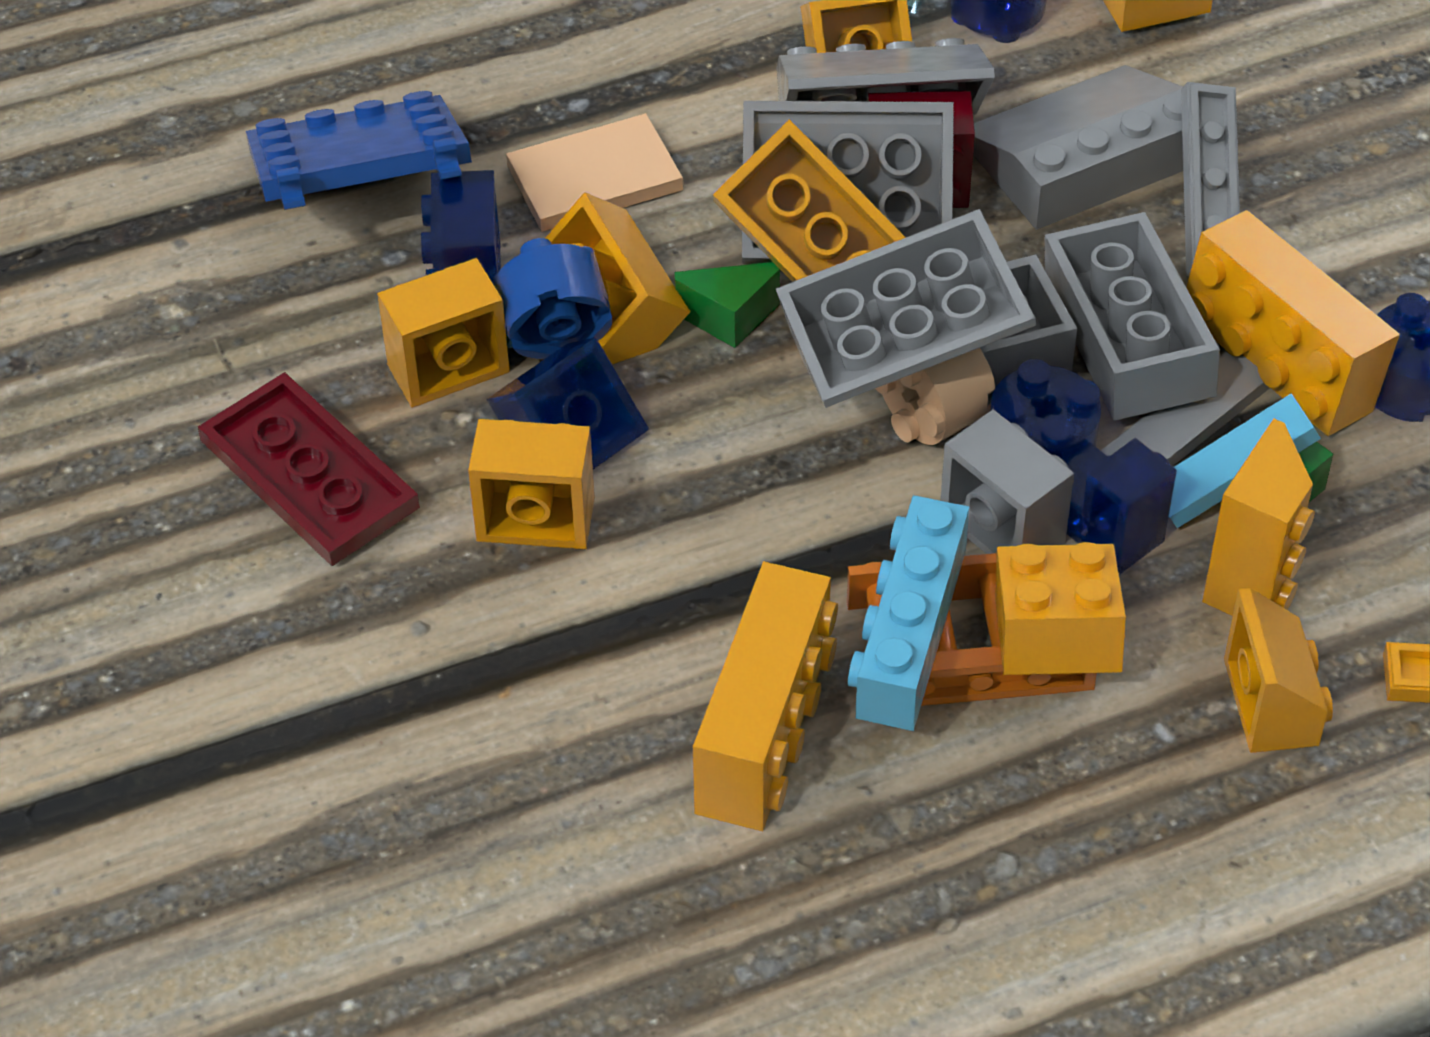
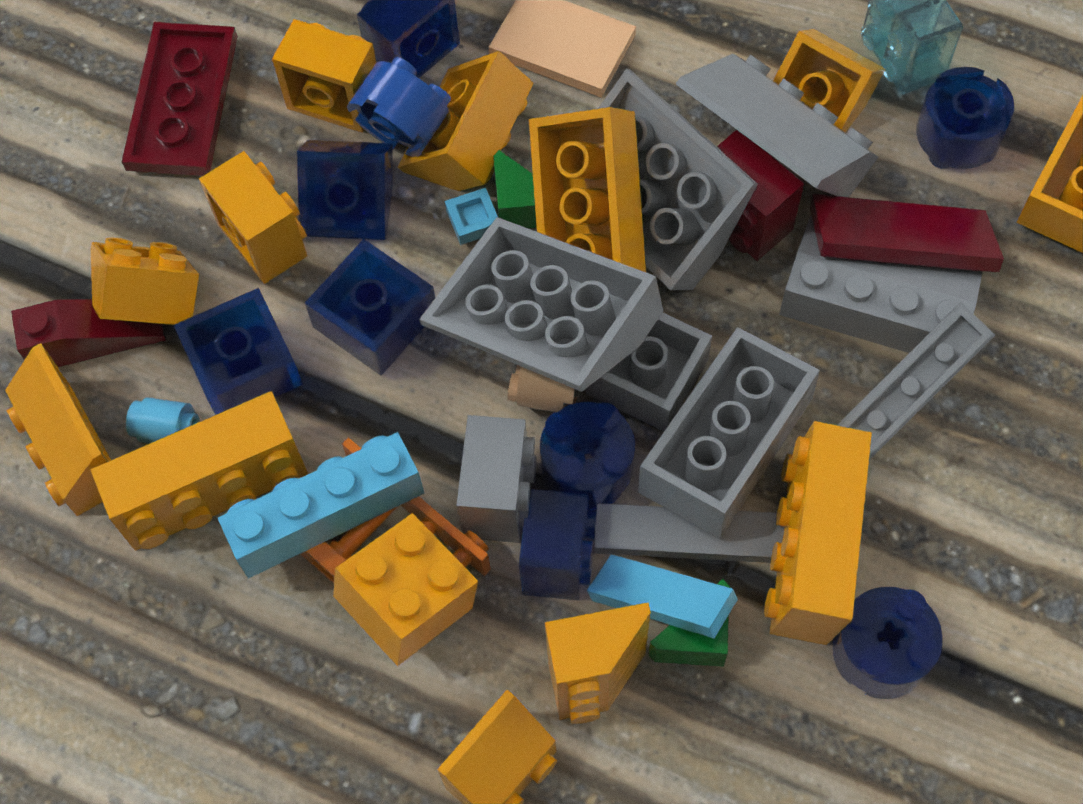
camera: 50 degrees right, 15 degrees up
(480, 709) = (75, 333): none -> dark red slope
(498, 611) = (142, 282): none -> light orange slope
(591, 777) = (58, 430): none -> light orange slope
(659, 708) = (158, 418): none -> medium azure brick
(662, 595) = (238, 352): none -> clear blue brick
(706, 347) = (471, 215): none -> medium azure plate
(727, 468) = (370, 306): none -> clear blue brick
(1066, 88) = (905, 233): none -> dark red tile

